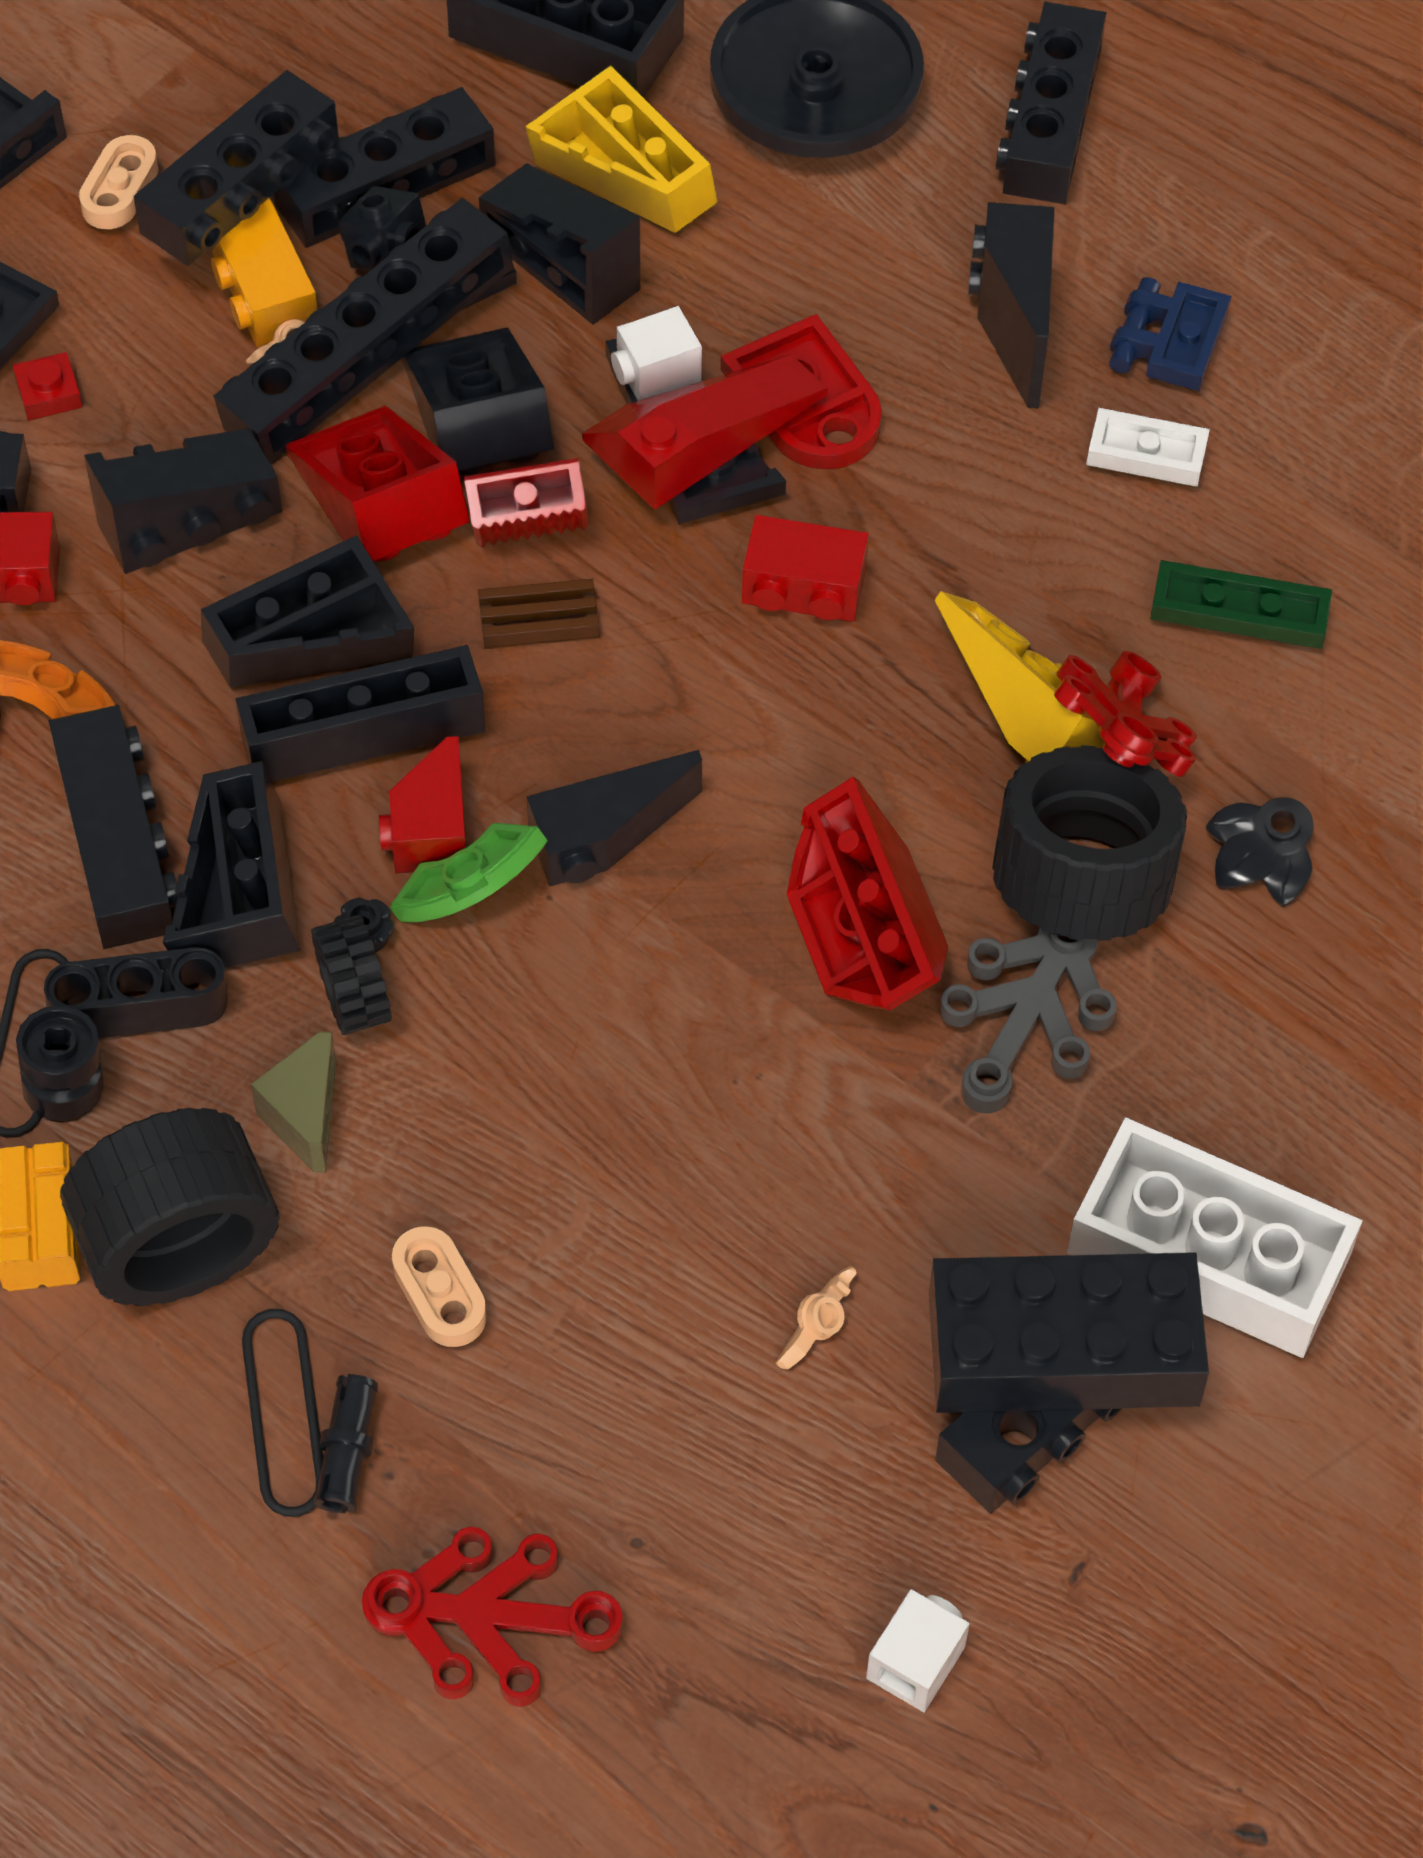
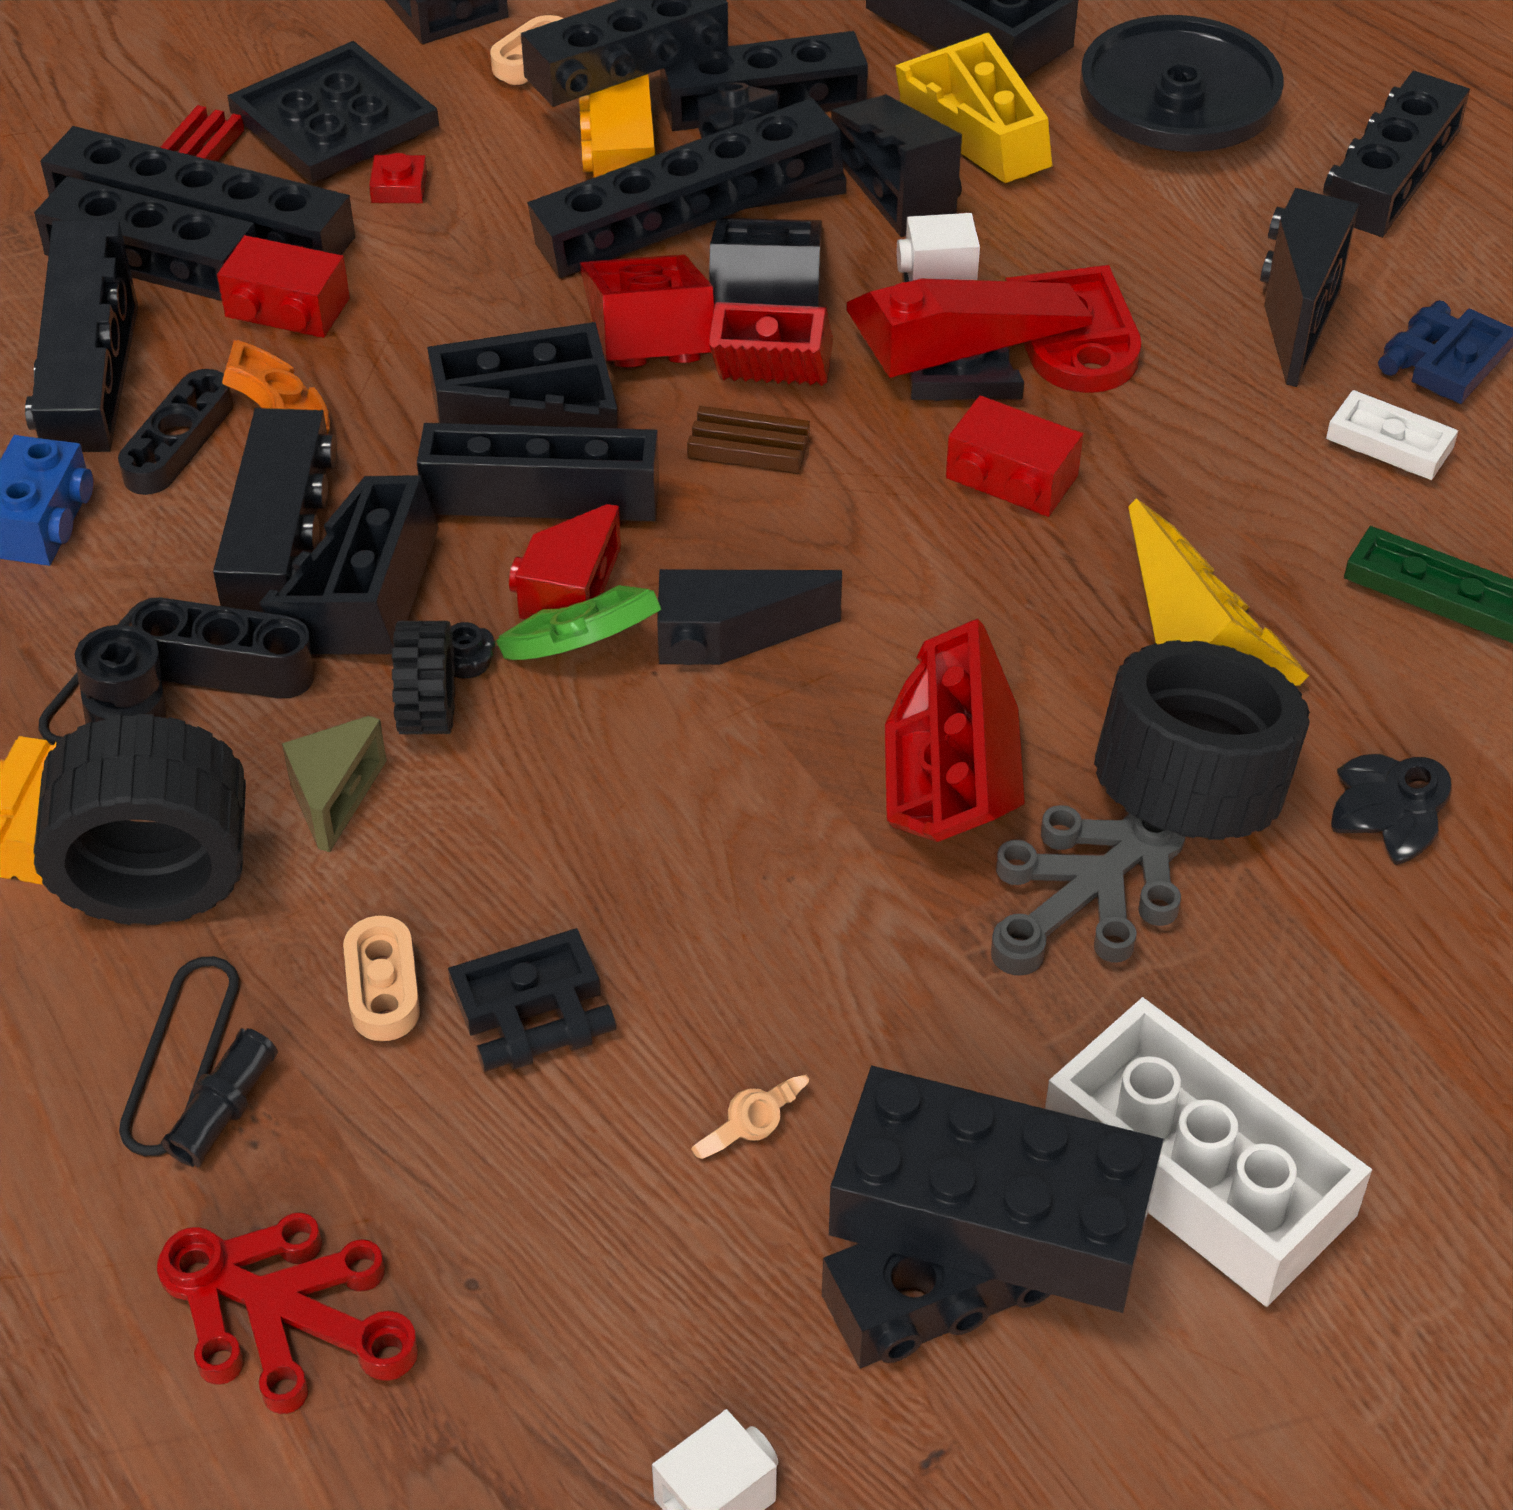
camera: 20 degrees right, 10 degrees down
(181, 496) = (464, 272): black wedge -> none
(571, 1252) = (526, 983): none -> black plate
(1127, 732) = (1283, 642): red plant -> none

